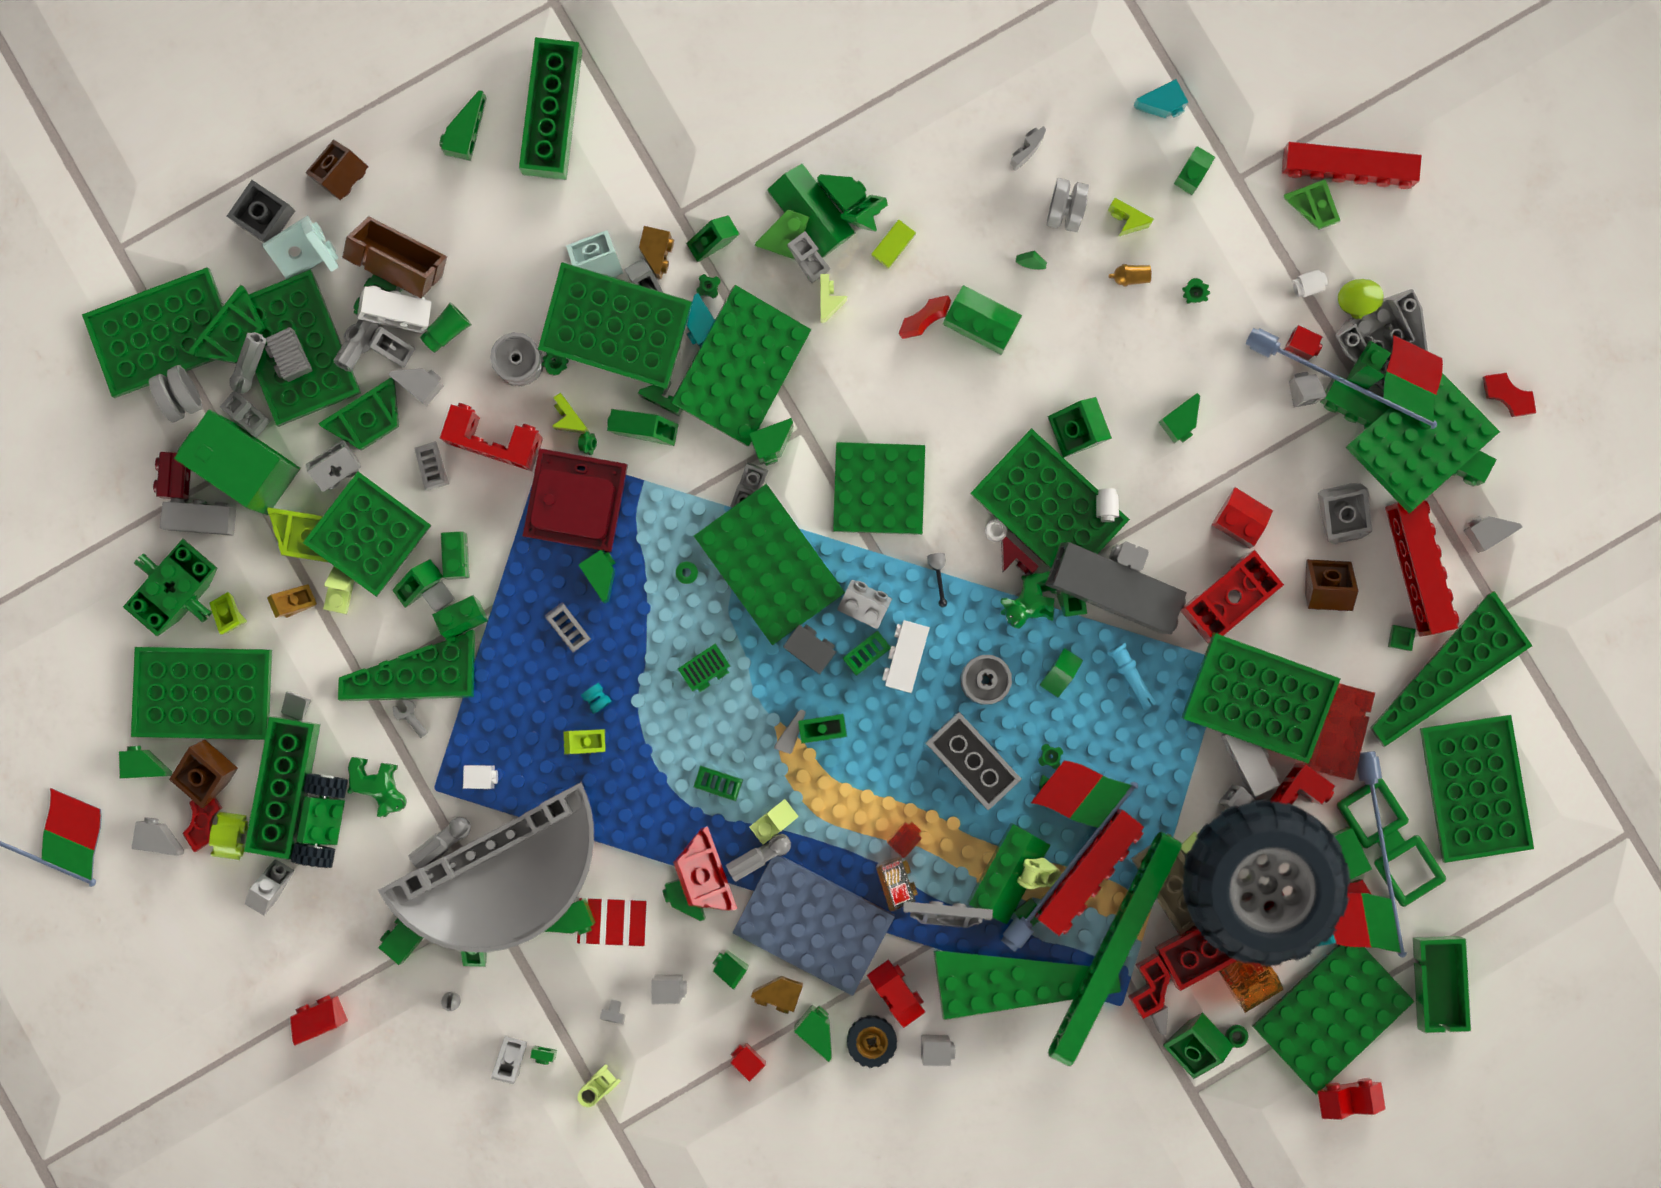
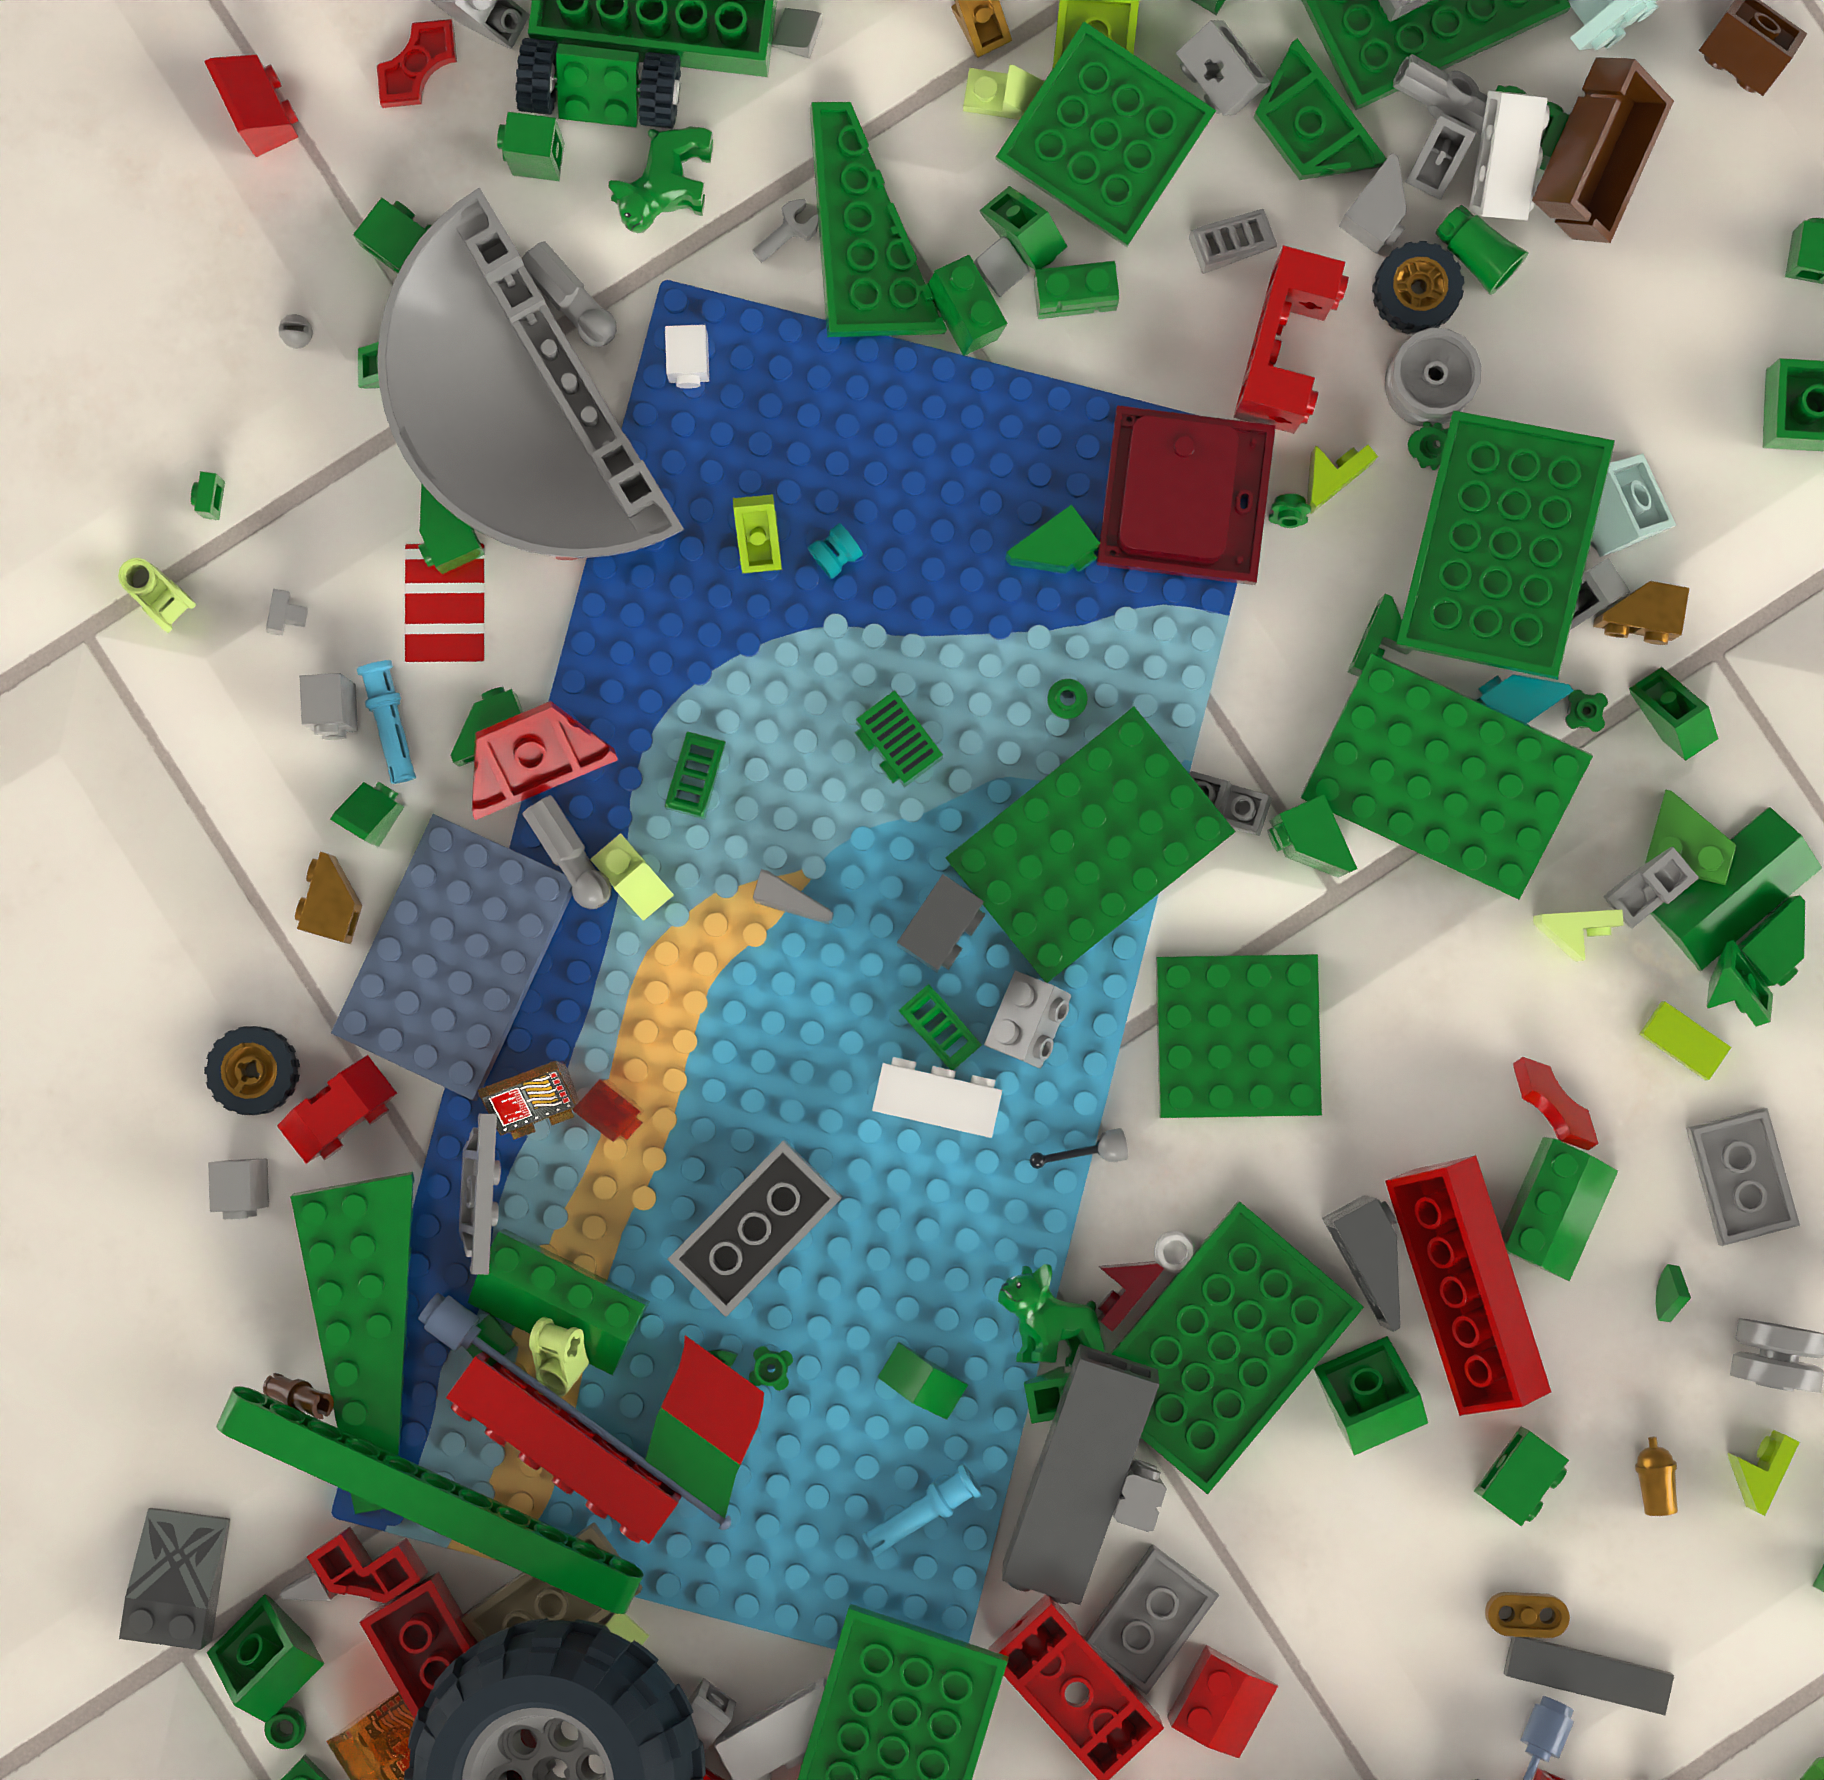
camera: 85 degrees right, 0 degrees up
(306, 932) = (405, 76): none -> red tile
(353, 860) = (531, 146): none -> green brick
(461, 352) = (1438, 277): none -> black wheel
(509, 1060) = (194, 436): light grey slope -> none
(557, 610) = (984, 470): light grey slope -> none
(642, 426) = (1324, 607): green slope -> none
(668, 958) = (384, 704): none -> medium azure pin
(747, 1061) = (209, 852): red brick -> none
(815, 1030) = (264, 969): green slope -> none
(822, 728) = (800, 954): green slope -> none
(969, 217) = (1743, 1176): none -> light grey tile
(999, 679) = (906, 1268): light grey wheel -> none
(1002, 422) = (1370, 1250): none -> dark grey slope
(1022, 370) = (1468, 1286): none -> red brick
(1054, 1020) = (298, 1395): none -> reddish brown pin
(1107, 505) = (1231, 1452): white brick -> none
(1127, 347) = (1522, 1476): none -> green brick
(1152, 1094) = (175, 1580): none -> dark grey slope
(1182, 420) = (1395, 1583): green slope -> none
(1195, 554) = (1150, 1618): none -> light grey tile
(1196, 286) = (1644, 1600): green animal -> none
(1201, 350) = (1525, 1615): none -> pearl gold plate
(1235, 318) = (1589, 1674): none -> dark grey tile

